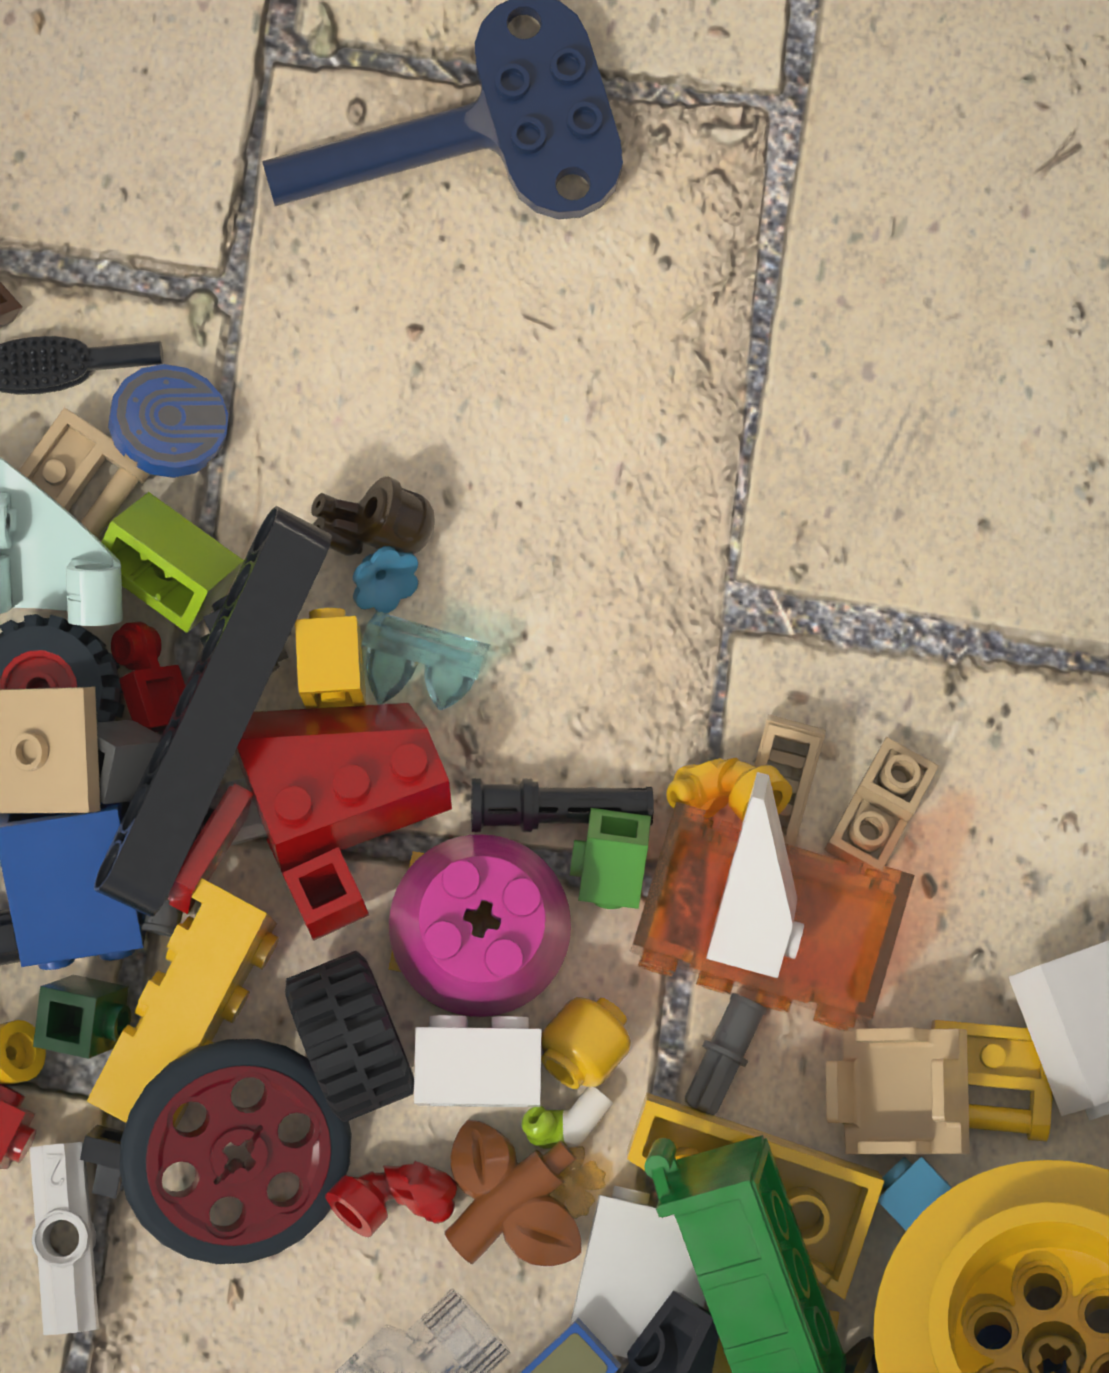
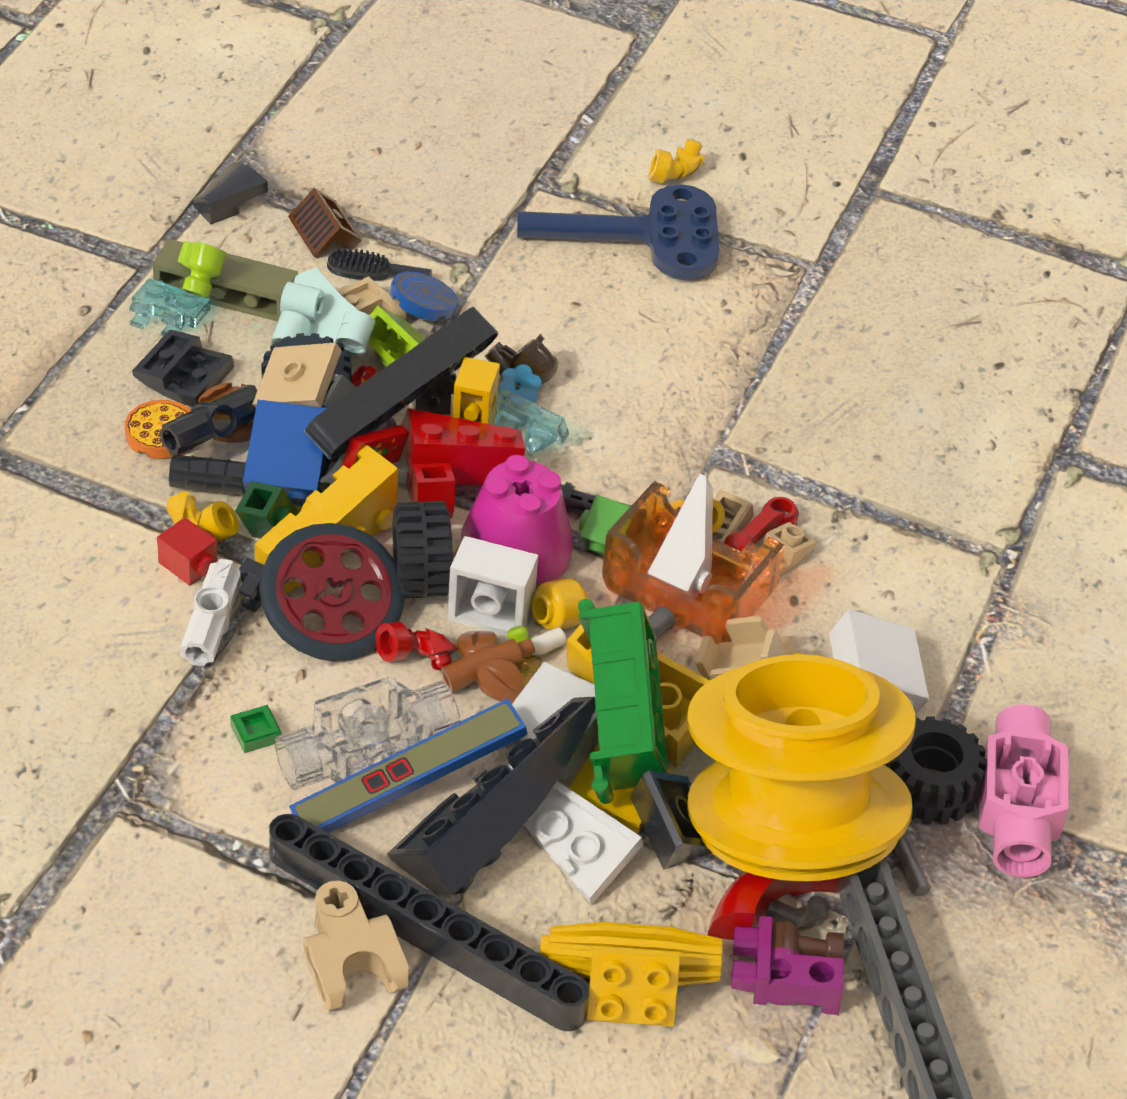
camera: 15 degrees right, 35 degrees down
(823, 819) = (764, 522): none -> red piece

